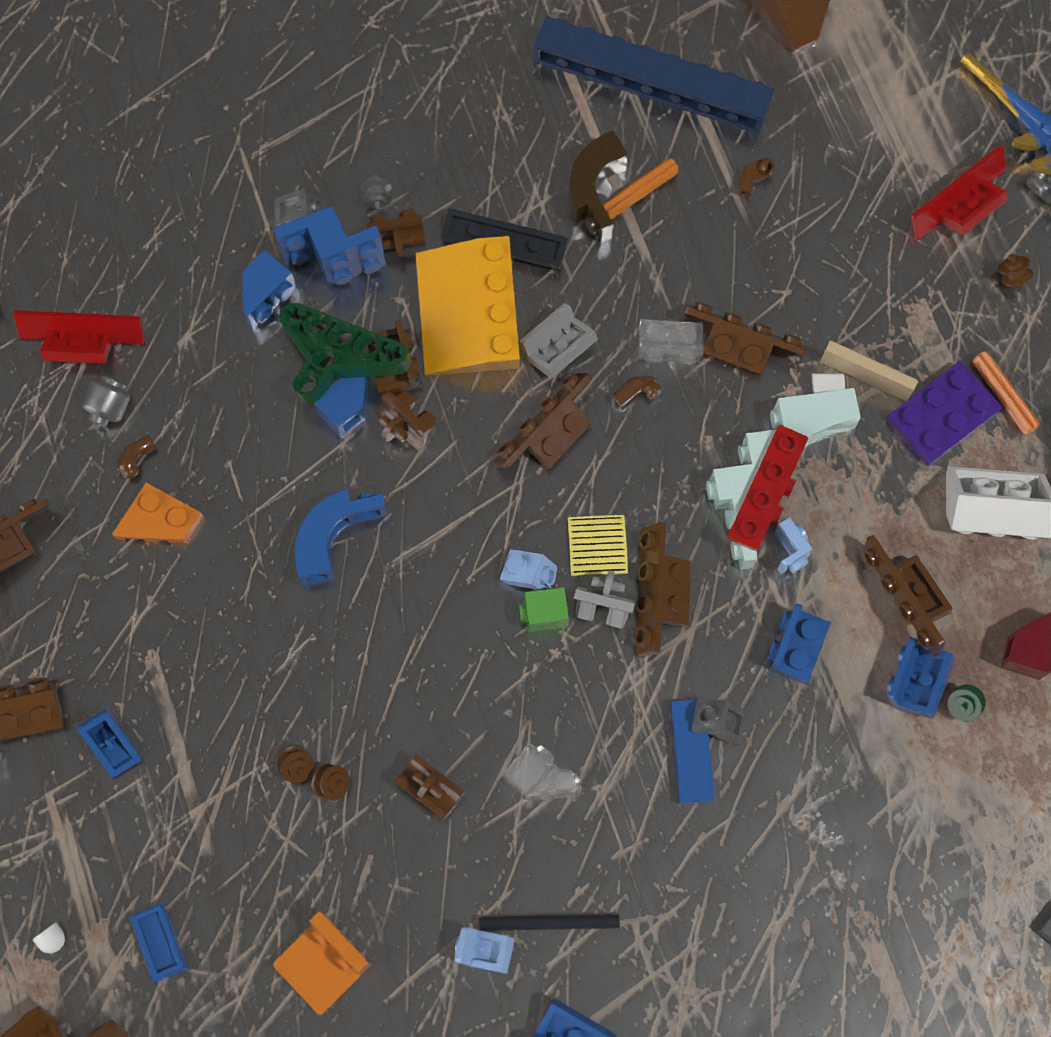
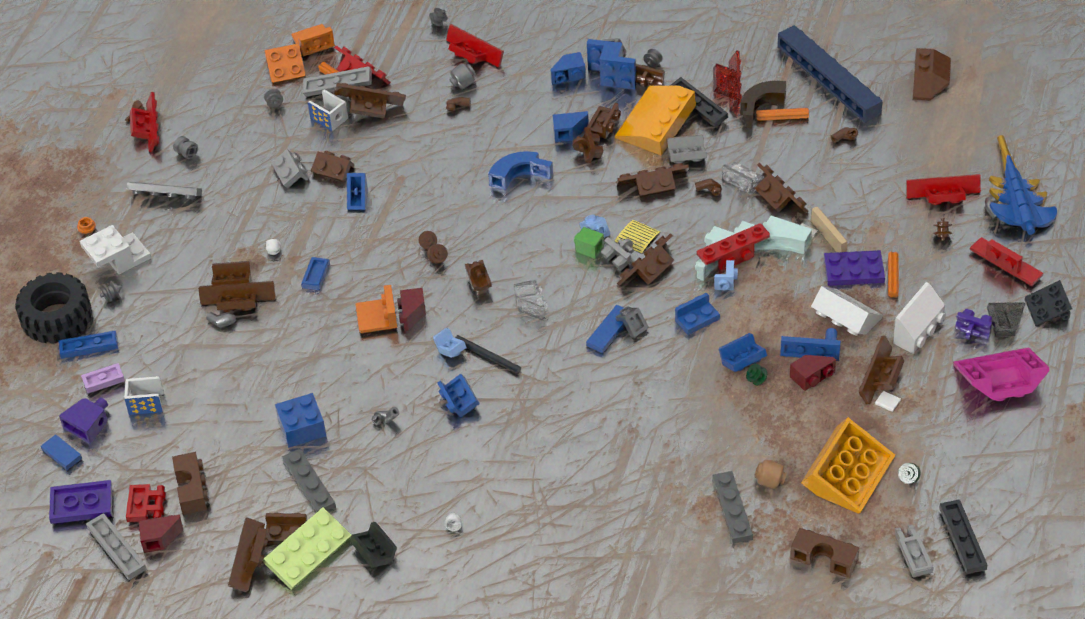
camera: 40 degrees right, 25 degrees down
(157, 517) = (447, 129): orange wing -> none
(347, 356) = (579, 100): dark green beam -> none
(370, 914) = (412, 307): none -> dark red slope
(520, 171) = (727, 80): none -> clear red bracket
(915, 592) = (770, 321): reddish brown bracket -> none
(1025, 590) = (810, 346): none -> blue piece

